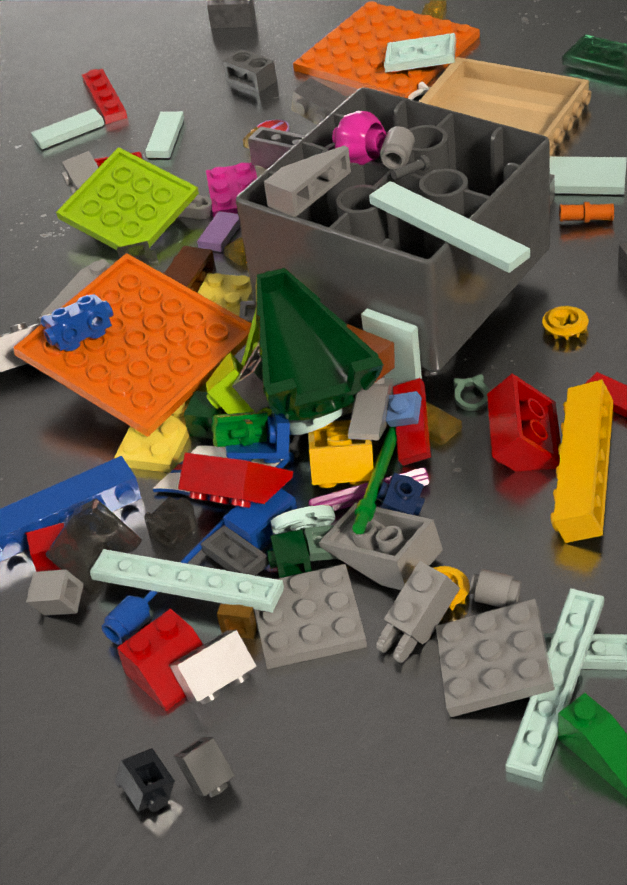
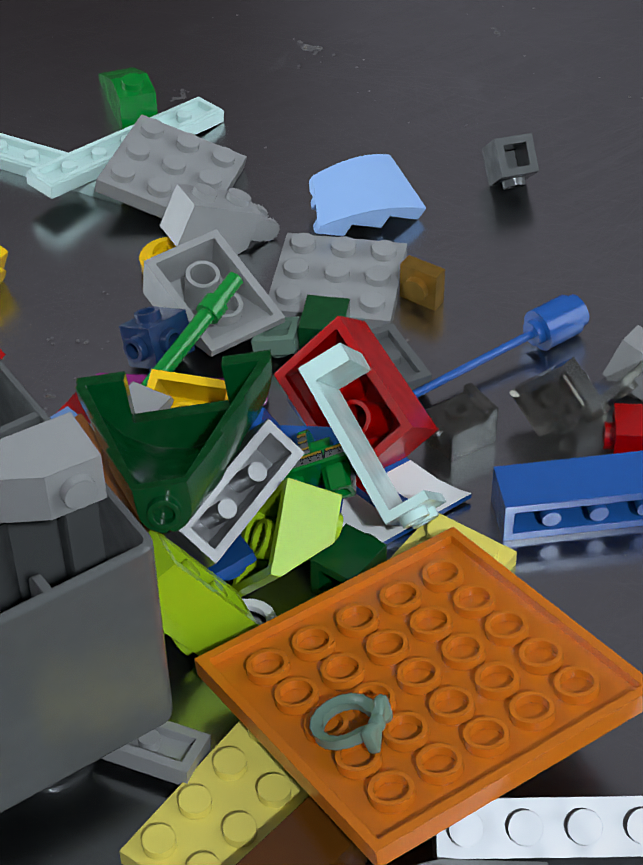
camera: 165 degrees left, 0 degrees up
(77, 322) = (527, 659): blue brick -> none
(145, 780) = (575, 175): black brick -> none
(148, 289) = (370, 734): none -> sand green piece
(152, 650) = (522, 275): red slope -> none
(187, 580) = (456, 322): light aqua tile -> none
(204, 426) = (324, 378): none -> light aqua panel
(213, 666) = (469, 234): brick -> none
(303, 518) = (285, 329): light aqua tile -> none
(319, 684) = (362, 194): none -> light blue slope
(495, 588) = (118, 233): light grey brick -> none

